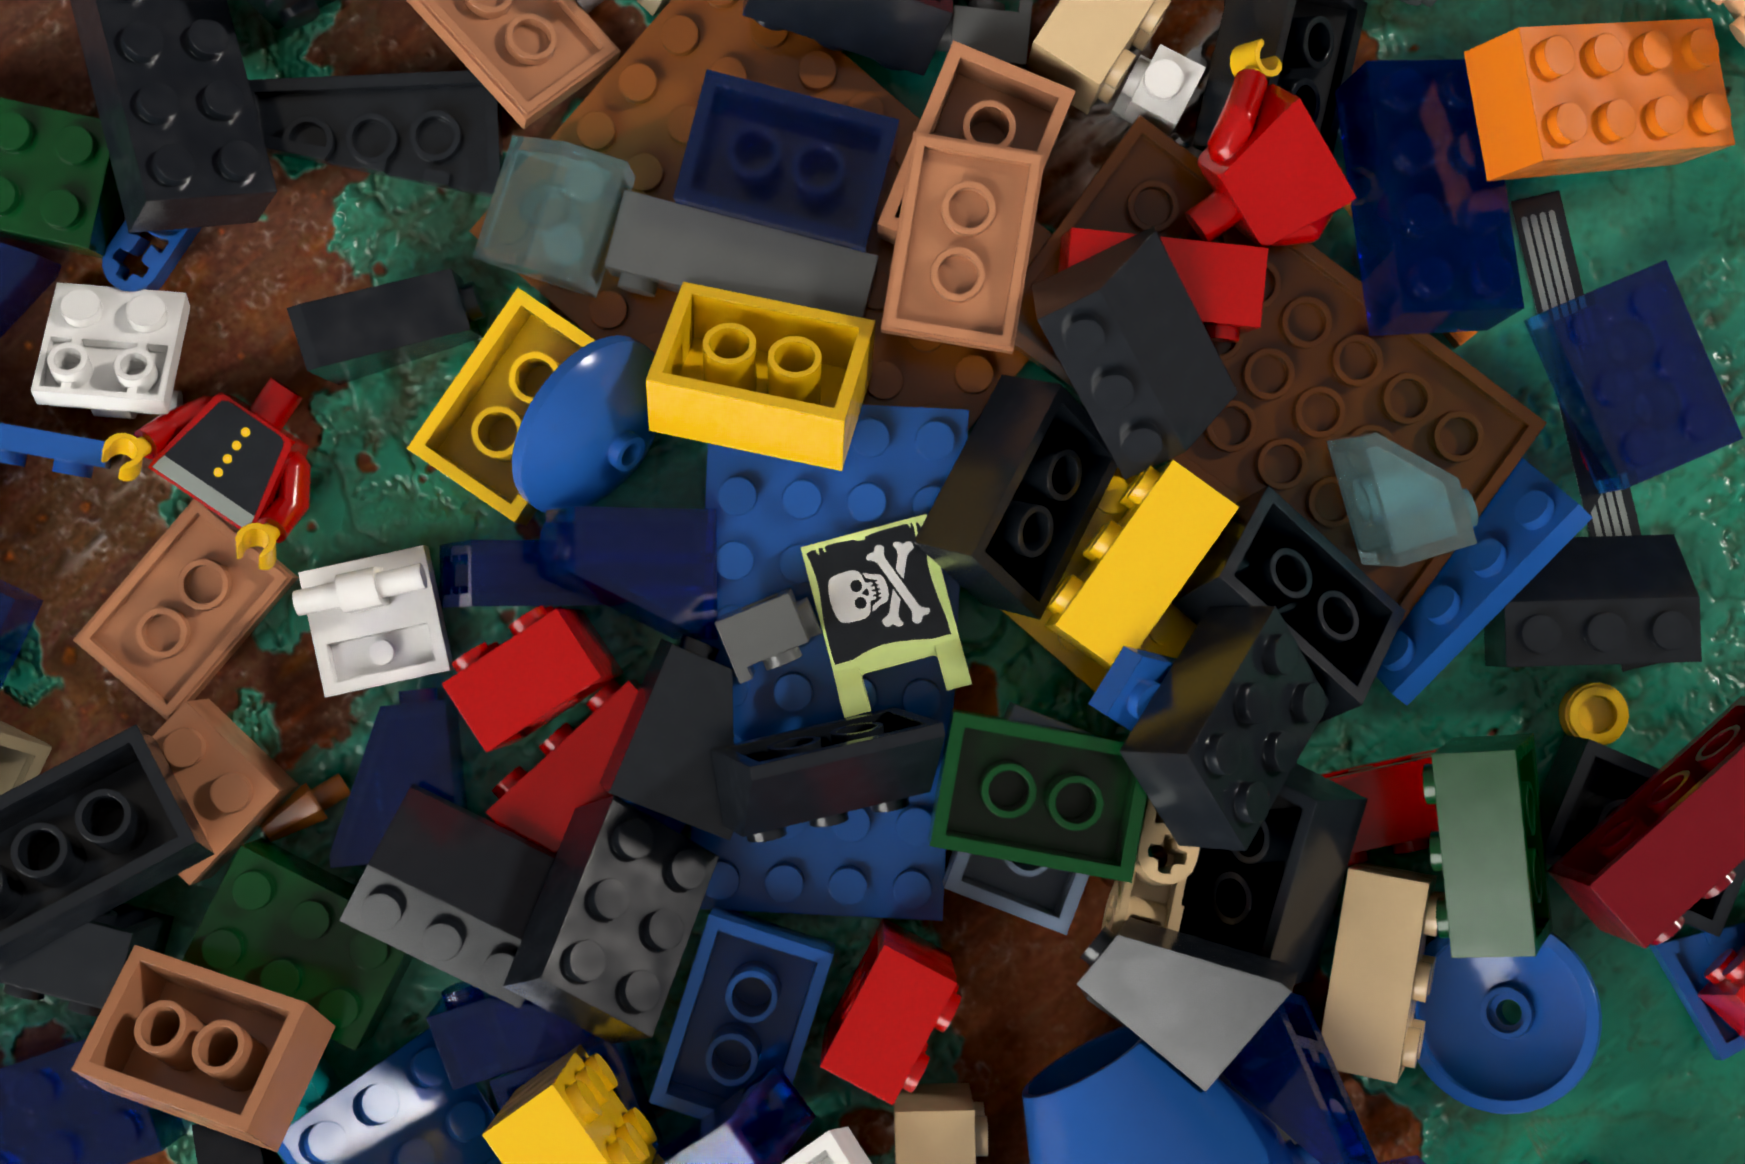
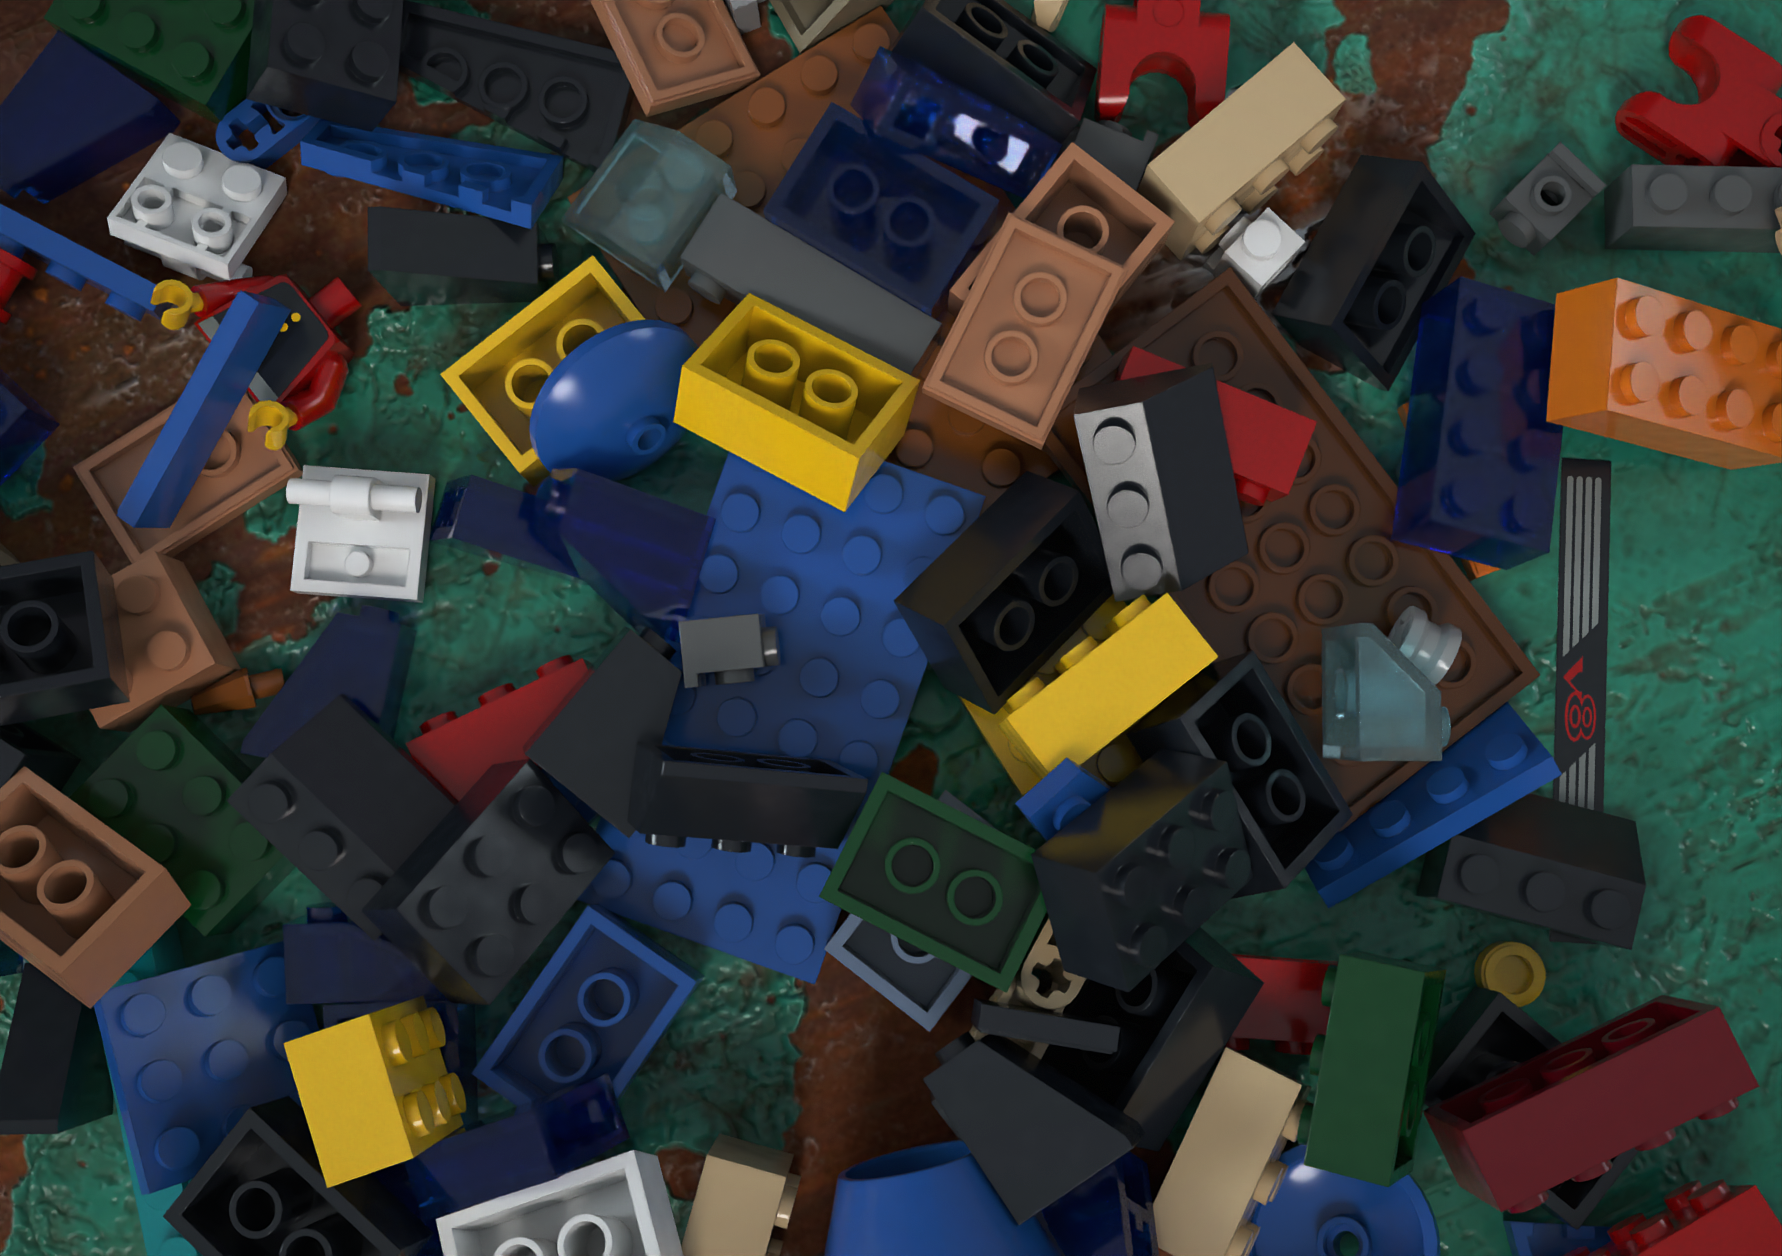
camera: 20 degrees right, 5 degrees down
(188, 551) = (203, 411): none -> blue tile
(355, 240) = (452, 172): none -> blue wing
(530, 677) = (487, 622): red brick -> none
(829, 55) = (952, 124): none -> clear blue slope
(882, 608) = (845, 660): flag -> none
(889, 1012) = (721, 1066): red brick -> none
(1175, 901) = (1045, 1026): none -> black tile
(1267, 163) = (1339, 344): red torso -> none
(1429, 430) = (1426, 643): none -> light grey wheel
(1633, 379) = (1636, 655): clear blue brick -> none

